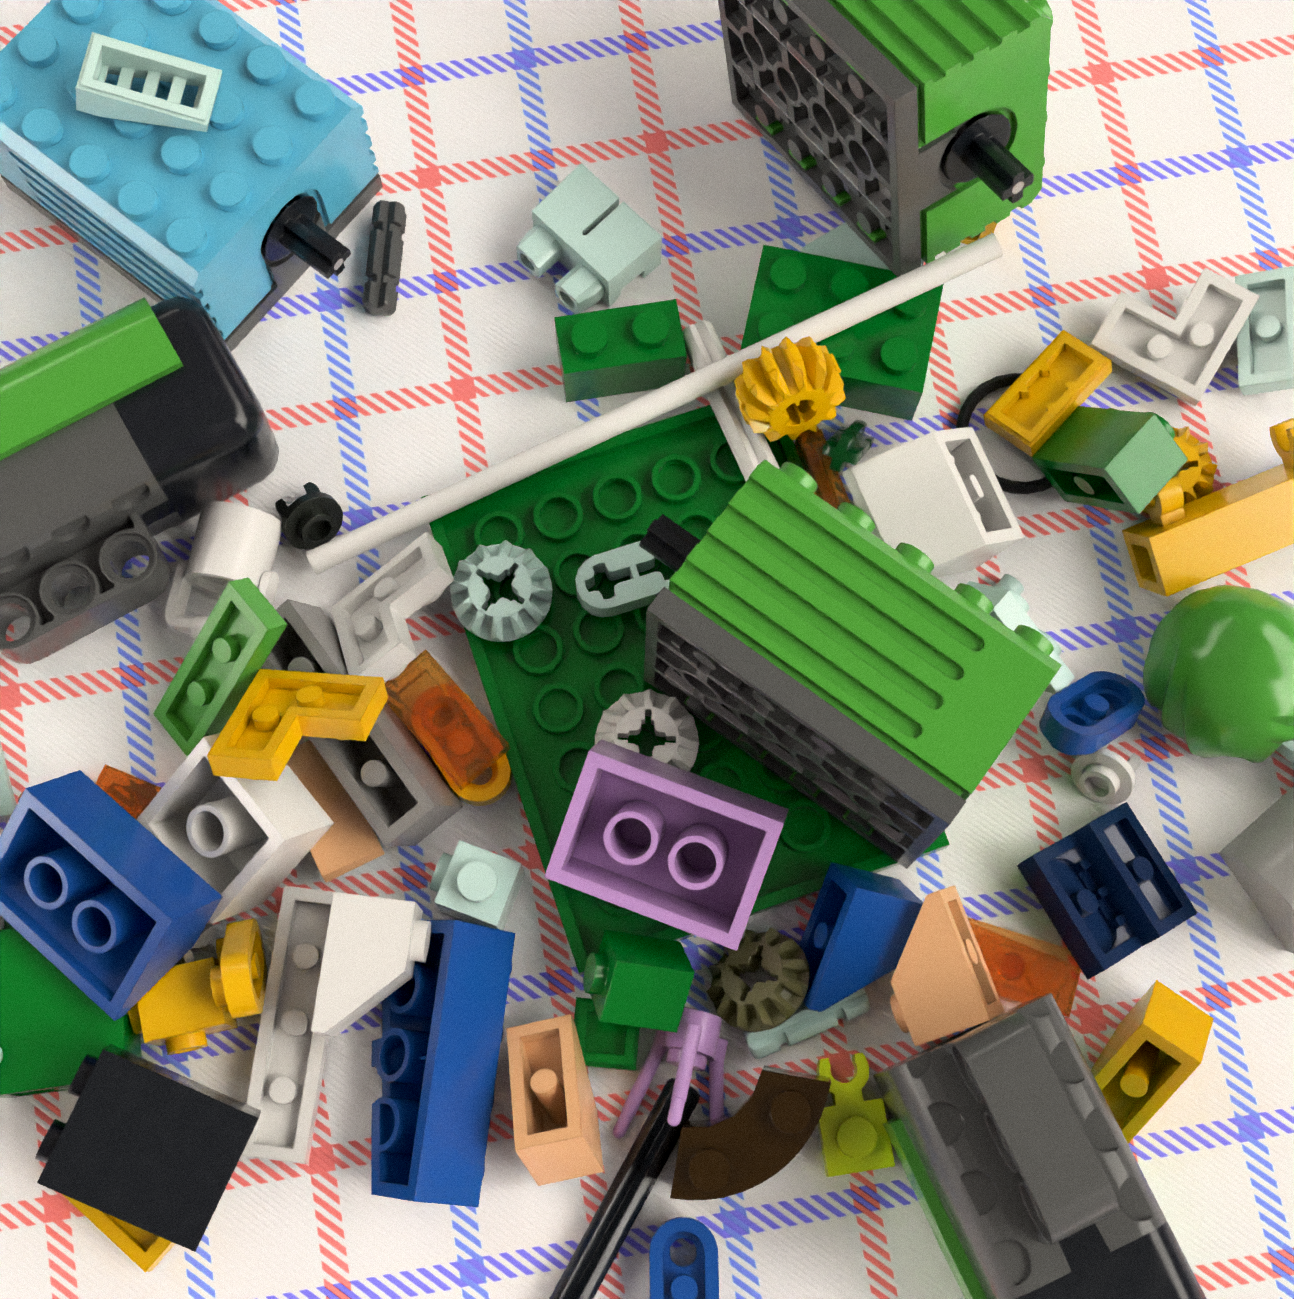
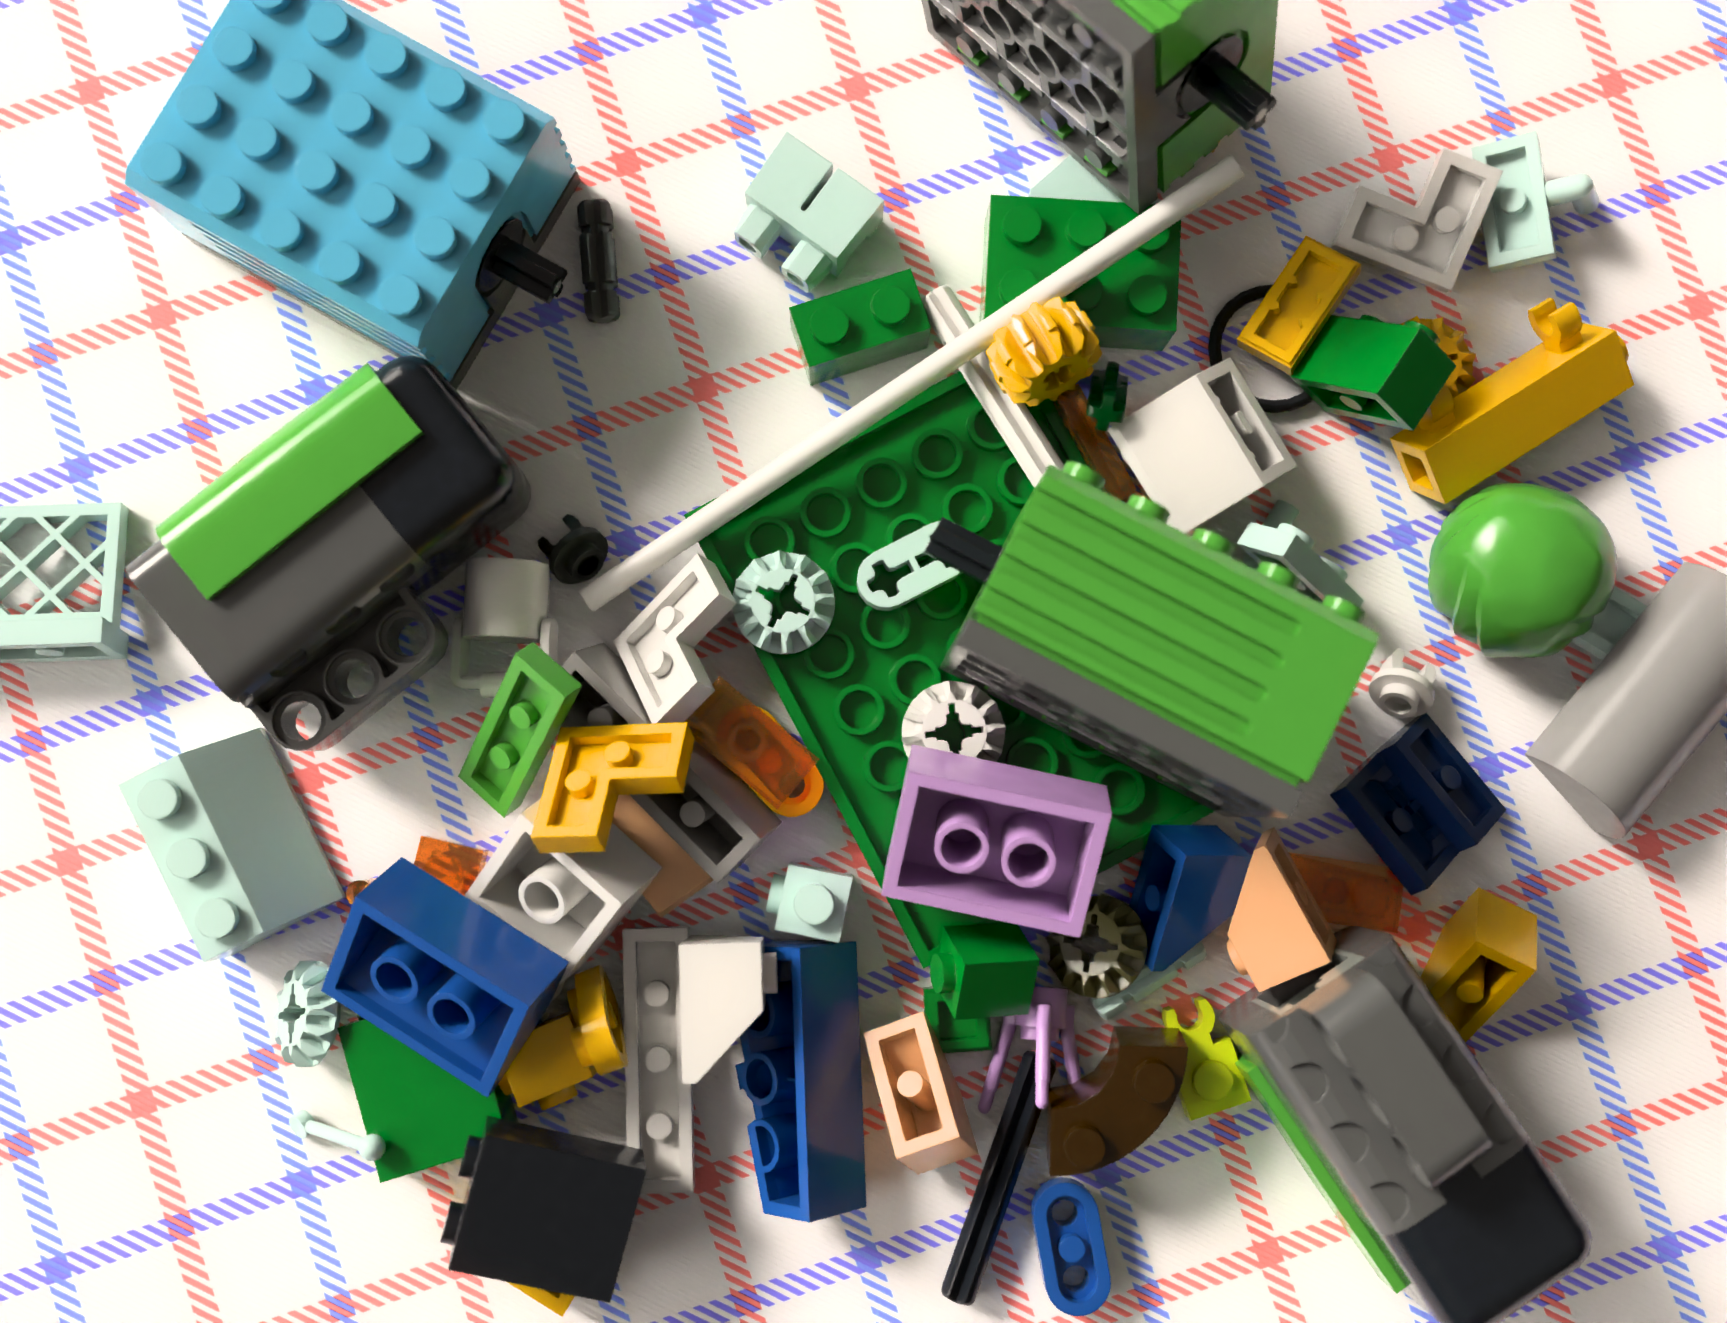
camera: 15 degrees left, 10 degrees up
(128, 60) = (305, 110): light aqua slope -> none
(1091, 713) = (1402, 623): blue plate -> none

